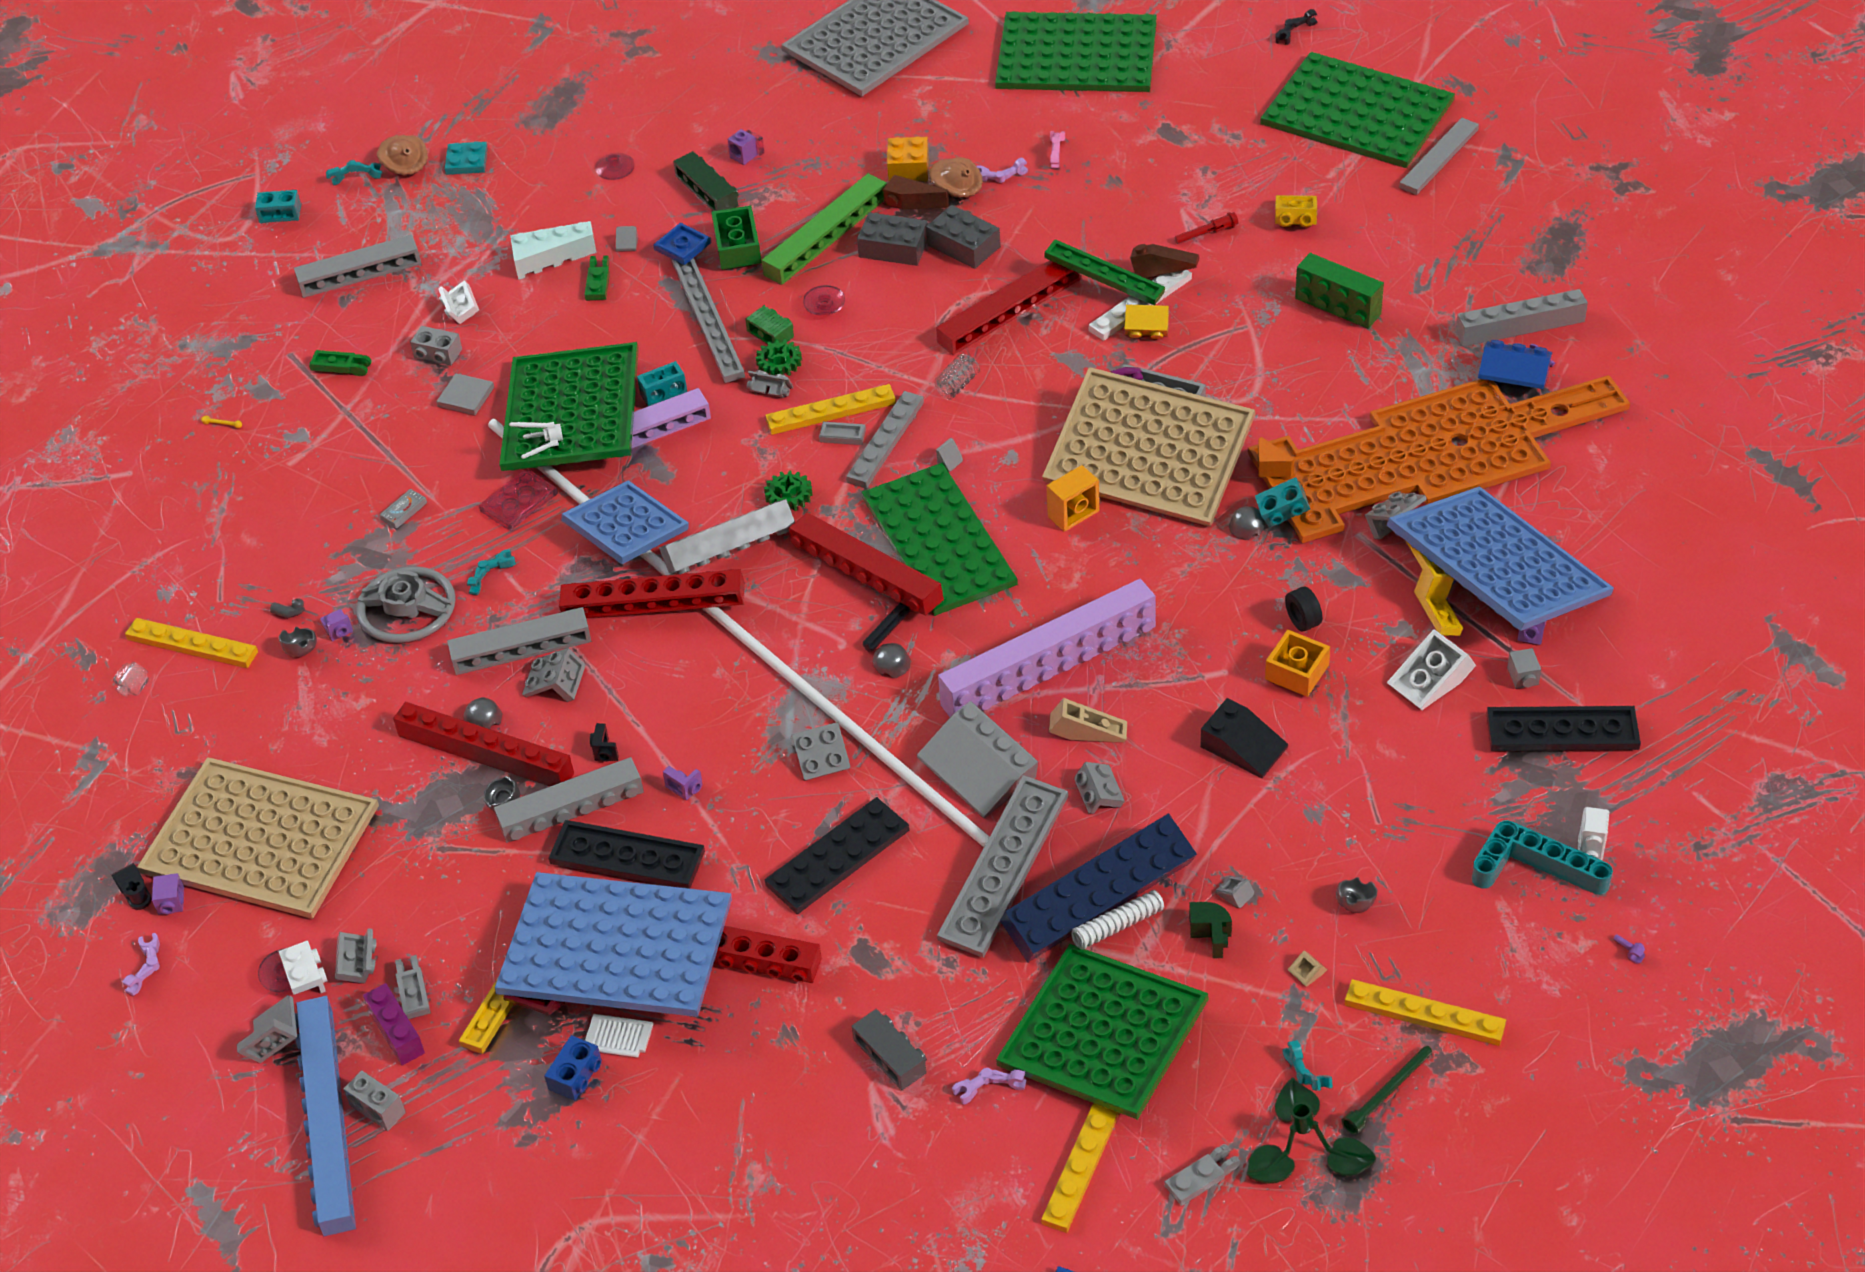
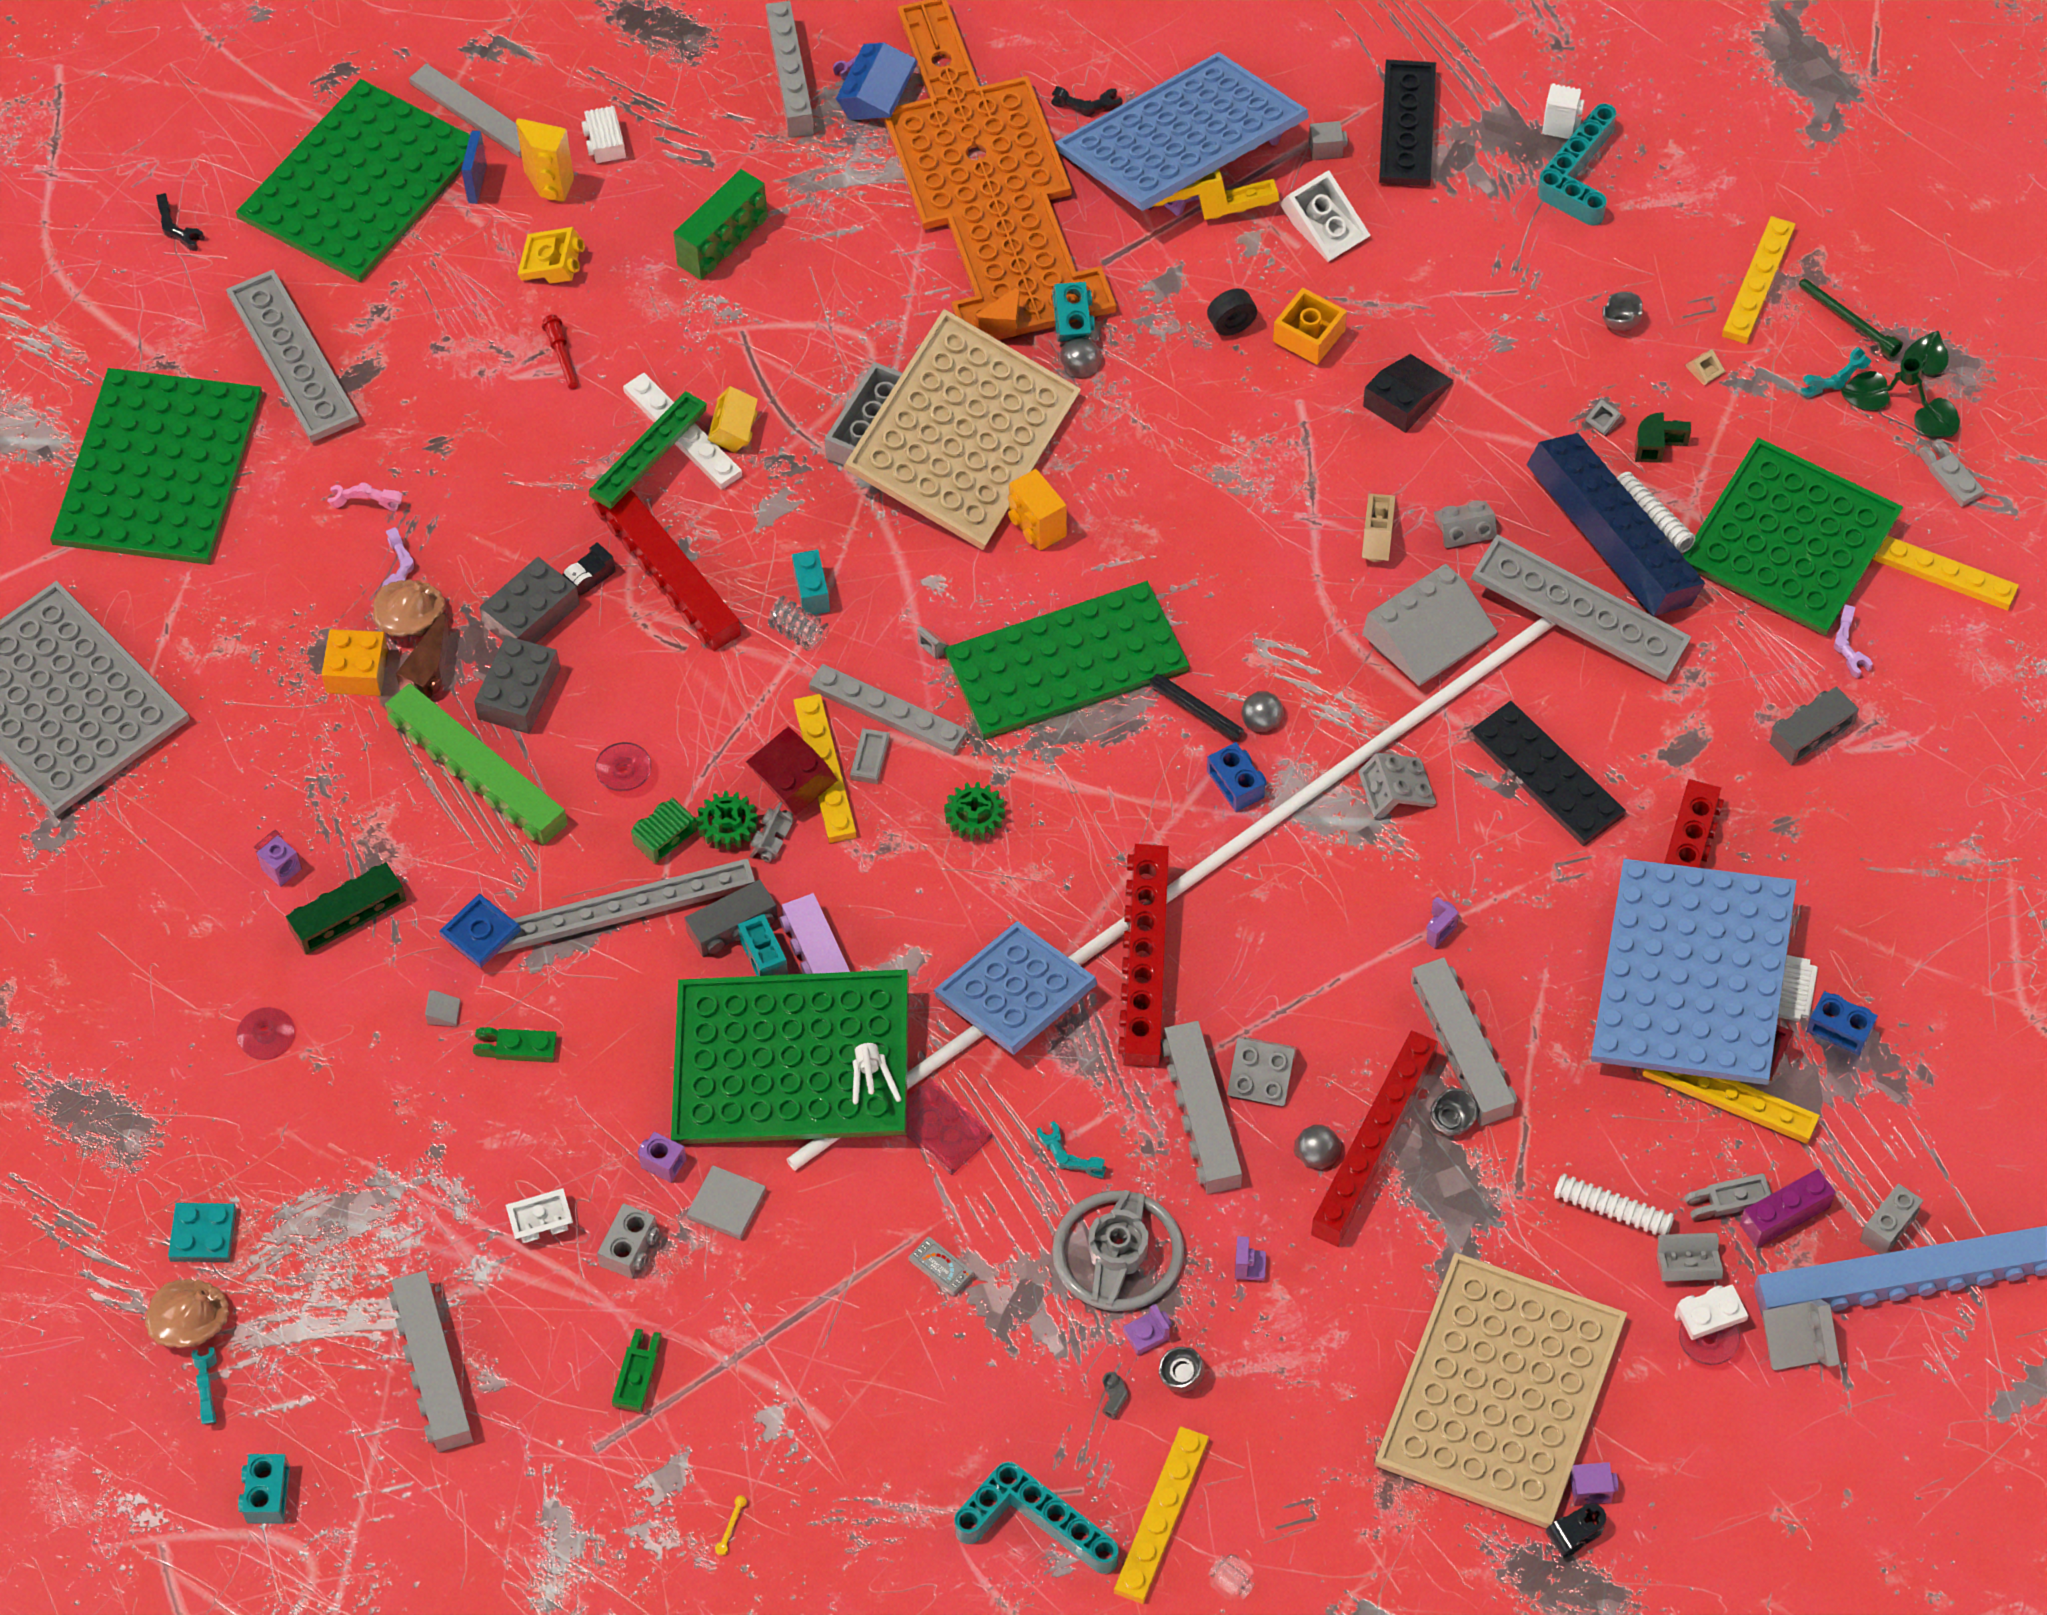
camera: 90 degrees left, 10 degrees up
(149, 949) = (1722, 1509): lavender piece -> none
(216, 560) = (1037, 1512): none -> teal beam
(383, 672) = (1249, 1262): none -> medium lavender bracket
(410, 905) = (1613, 1205): none -> white piece
(499, 355) = (665, 1167): none -> medium lavender brick
(551, 247) = (449, 1108): light aqua wedge -> none
(601, 748) = (1376, 1010): black bracket -> none
(627, 854) = (1544, 980): black plate -> none
(697, 369) = (718, 922): none -> dark grey brick
(727, 536) = (1059, 869): light grey brick -> none
(736, 237) = (480, 863): green brick -> none
(816, 384) = (792, 770): none -> dark red slope
(823, 644) = (1231, 779): none -> blue brick
(866, 564) = (1117, 726): red brick -> none
(995, 380) = (810, 582): none -> teal brick
(1000, 264) = (591, 569): none -> black leg
(1049, 649) = (1279, 548): lavender brick -> none
(1133, 372) = (848, 430): magenta arm -> none
(1159, 260) = (630, 393): copper slope -> none
(1180, 96) = (292, 356): none -> light grey plate
(1370, 154) = (474, 167): none -> blue tile
(1375, 183) = (546, 158): none -> yellow slope
(1395, 505) = (1101, 208): light grey bracket -> none
(1426, 224) = (604, 134): none -> white brick
(1529, 508) = (1062, 98): none -> black piece
(1636, 950) = (1689, 107): medium lavender hand -> none

